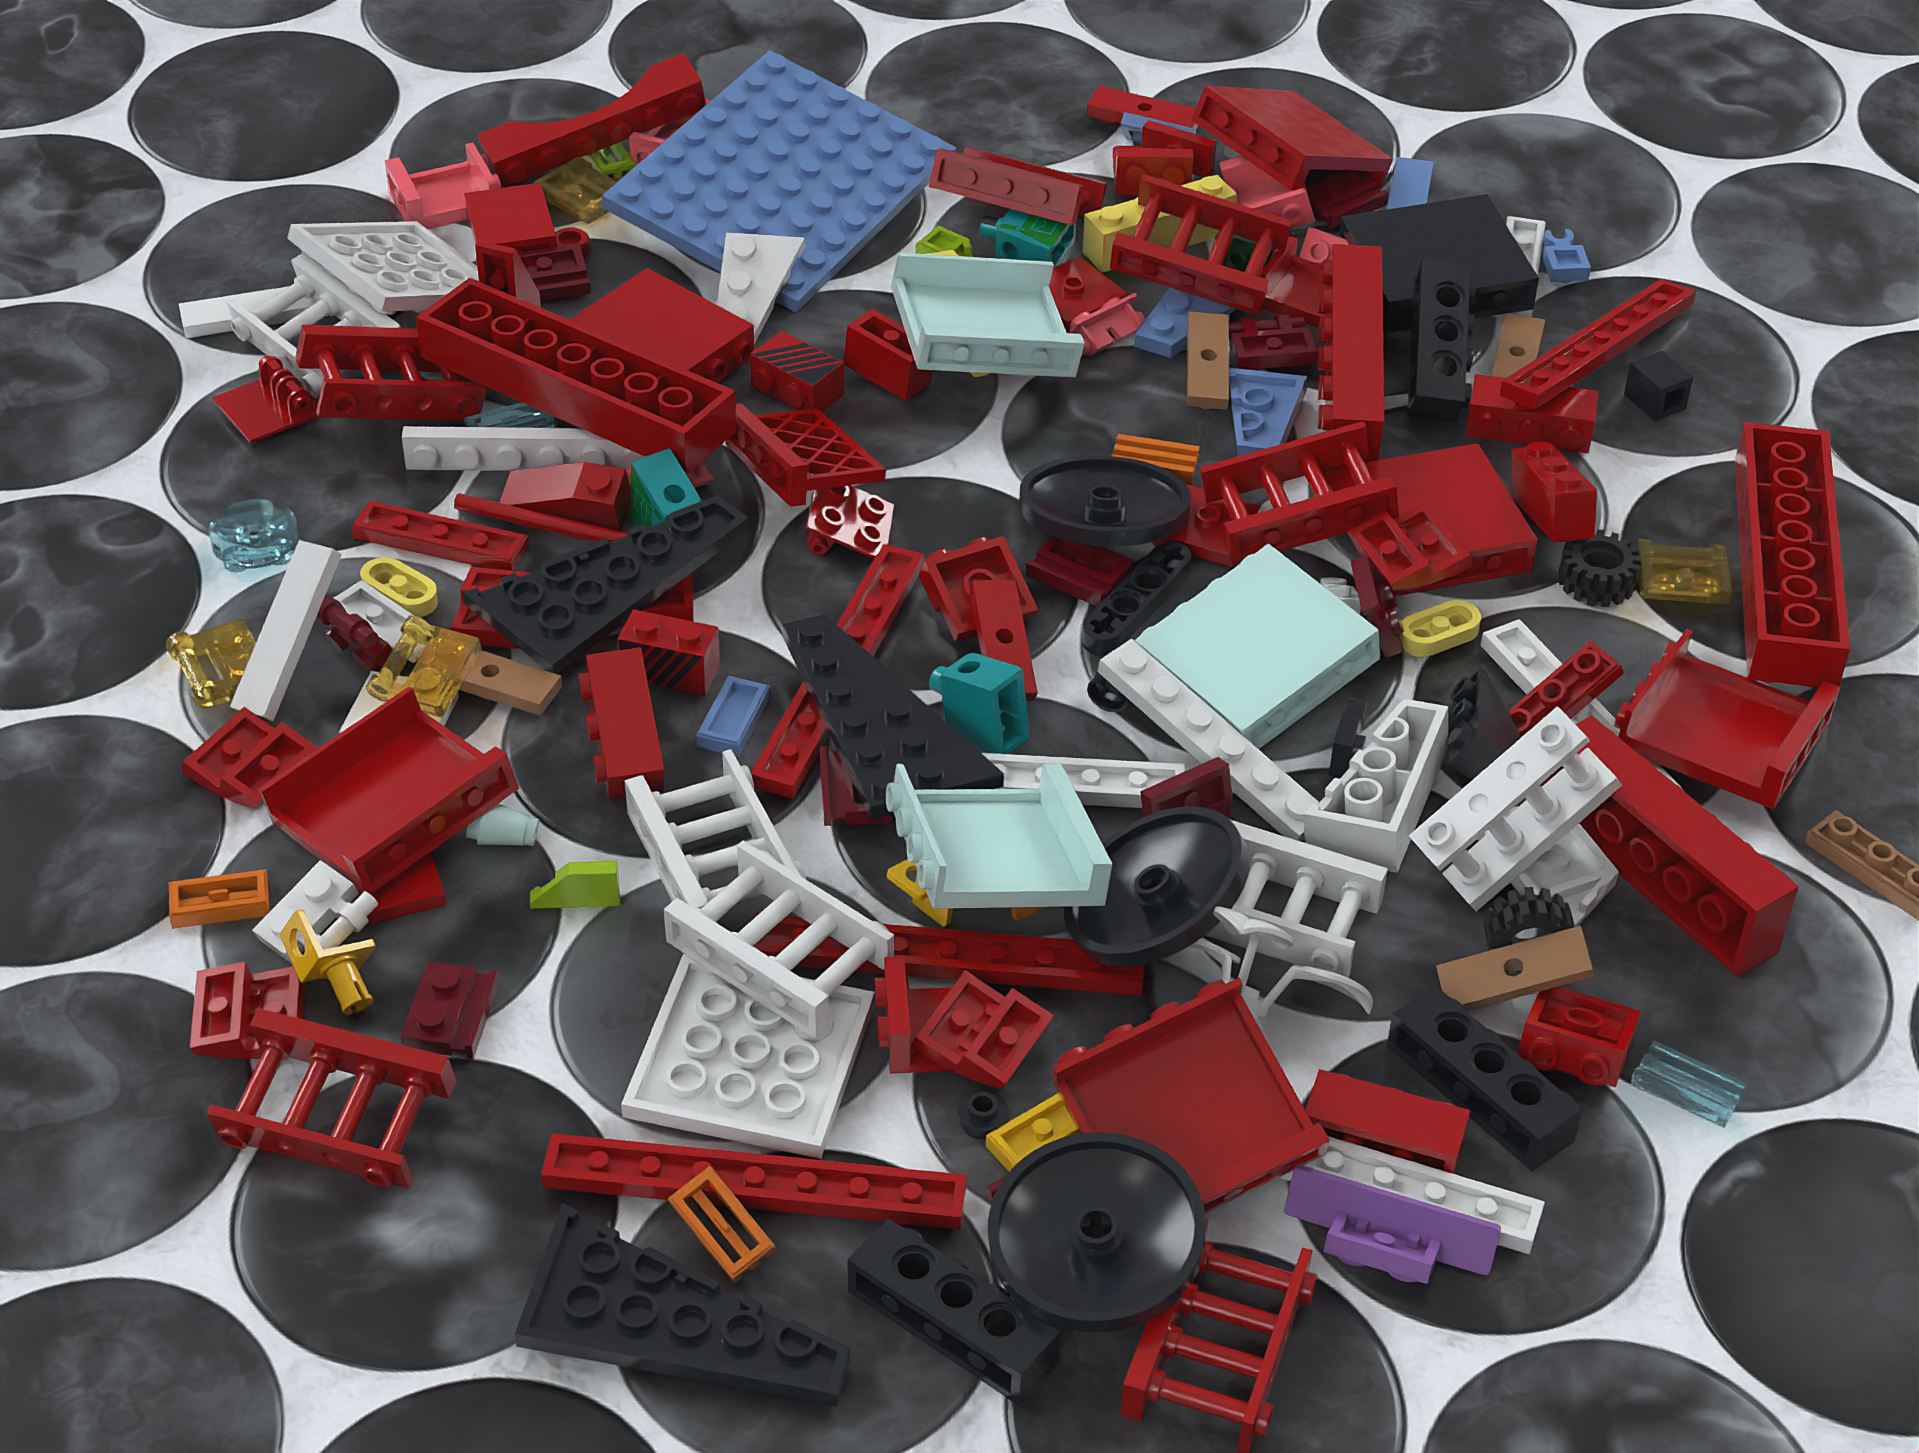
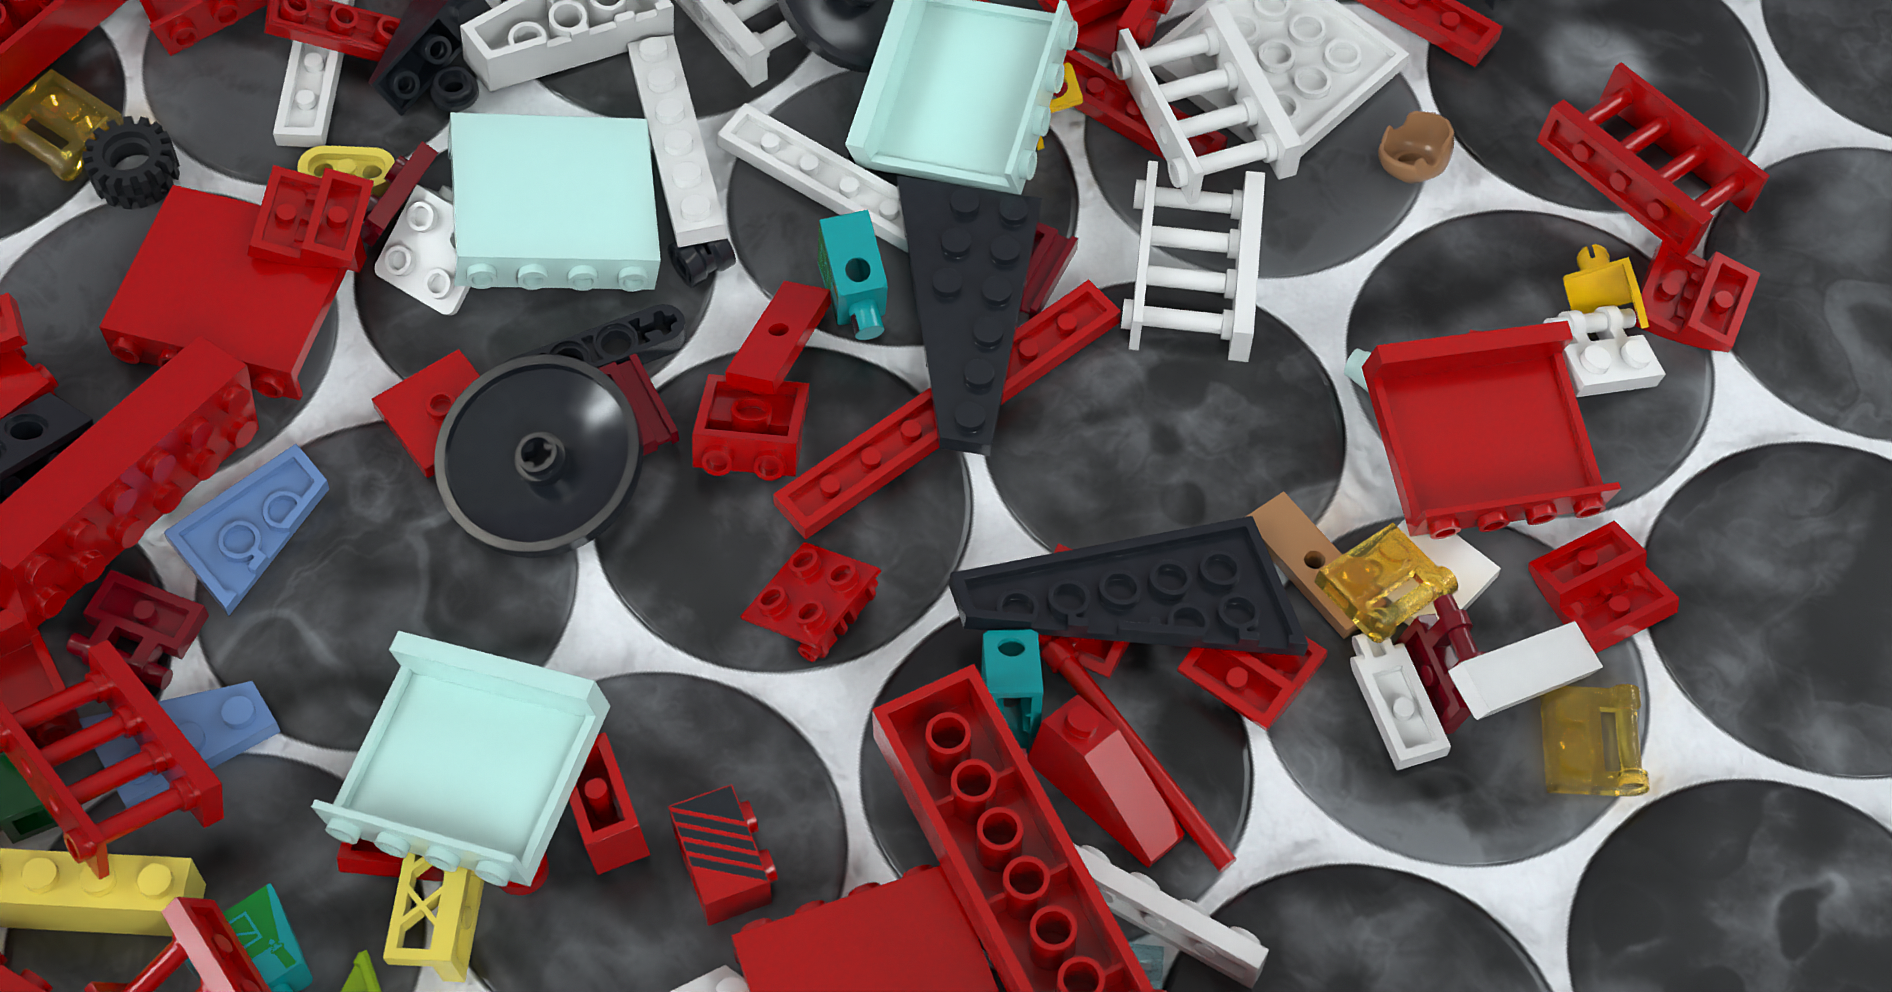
camera: 150 degrees left, 15 degrees up
(218, 901) = (1681, 443): orange tile -> none
(271, 545) = (1489, 949): clear light blue plate -> none
(401, 585) = (1359, 747): light yellow plate -> none
(440, 536) = (1274, 819): red tile -> none
(450, 1009) = (1509, 224): dark red plate -> none
(567, 1014) = (1418, 147): none -> medium nougat hair
(580, 886) = (1343, 277): lime tile -> none
(621, 720) = (1213, 423): red wedge -> none
(674, 650) = (1115, 490): red brick -> none
(733, 715) = (1086, 412): medium blue tile -> none
(800, 443) = (852, 701): red fence -> none
(1080, 288) = (278, 842): red plate -> none
(1113, 316) = (288, 762): coral hinge -> none
(1172, 456) = (427, 512): orange tile -> none
(1200, 786) = (753, 83): dark red plate -> none
(1207, 360) = (239, 623): medium nougat tile -> none
(1309, 519) = (367, 290): red fence -> none
(1347, 738) = (551, 92): black plate -> none
(1553, 492) = (98, 226): red brick -> none

